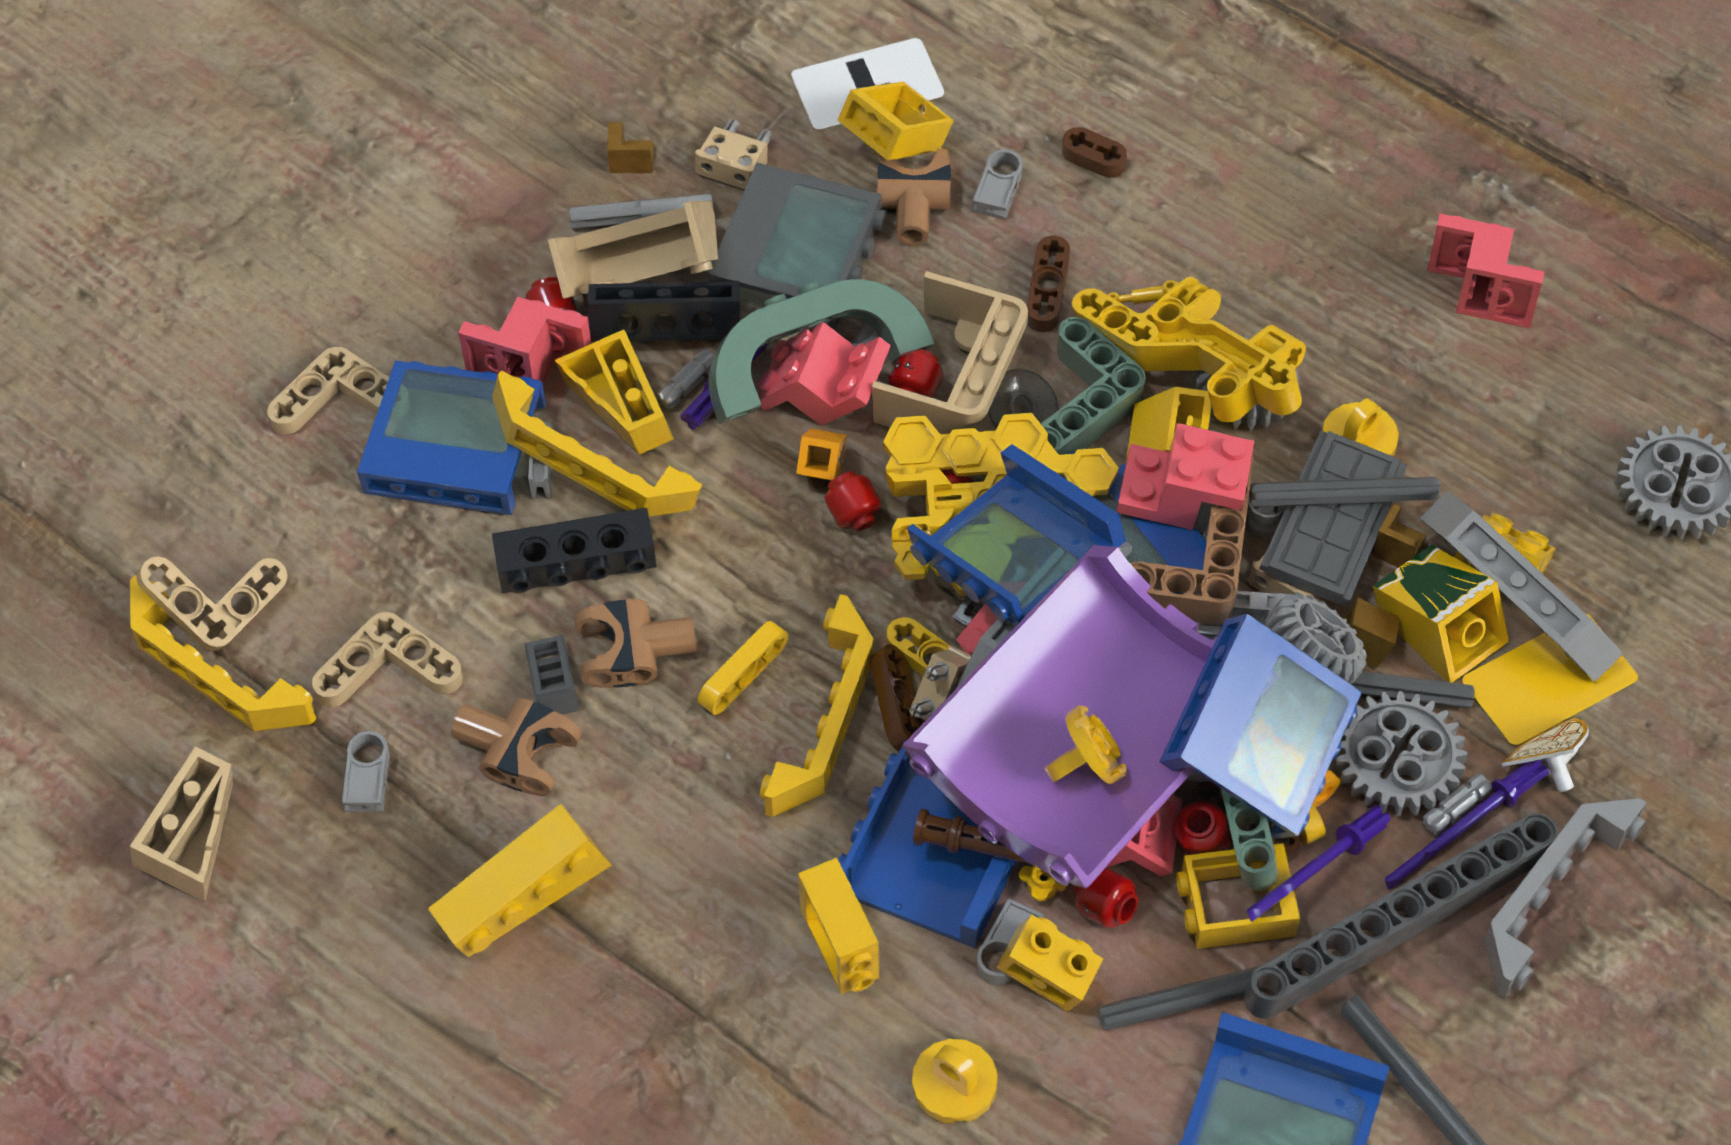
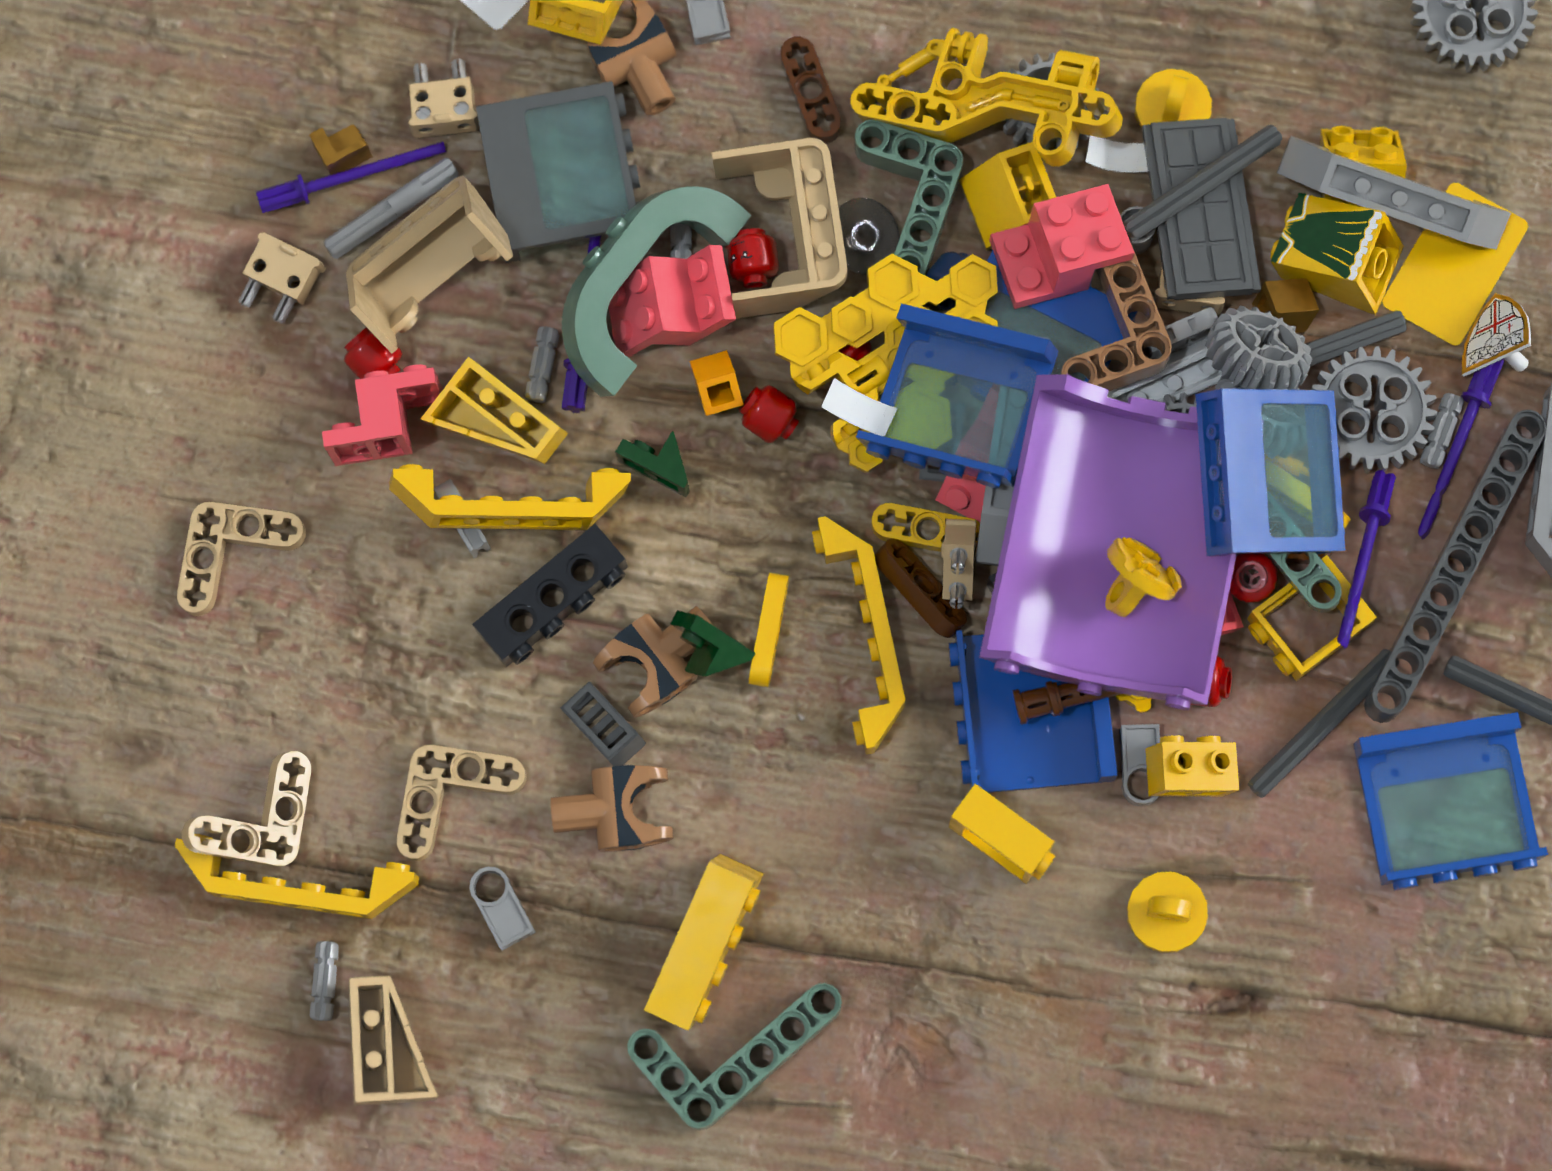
camera: 25 degrees left, 20 degrees up
(161, 775) = (324, 981): none -> light grey axle
(442, 440) = (361, 546): panel -> none
(486, 999) = (739, 1063): none -> sand green beam
(521, 213) = (283, 269): none -> tan piece
(575, 164) = (296, 190): none -> dark purple piece
(649, 300) = (485, 309): black brick -> none
(687, 649) = (714, 648): none -> dark green slope
(735, 498) = (664, 469): none -> dark green slope
(922, 511) = (858, 408): none -> white sticker
(1282, 450) = (1116, 155): none -> white sticker
(1396, 541) = (1265, 198): pearl gold panel -> none

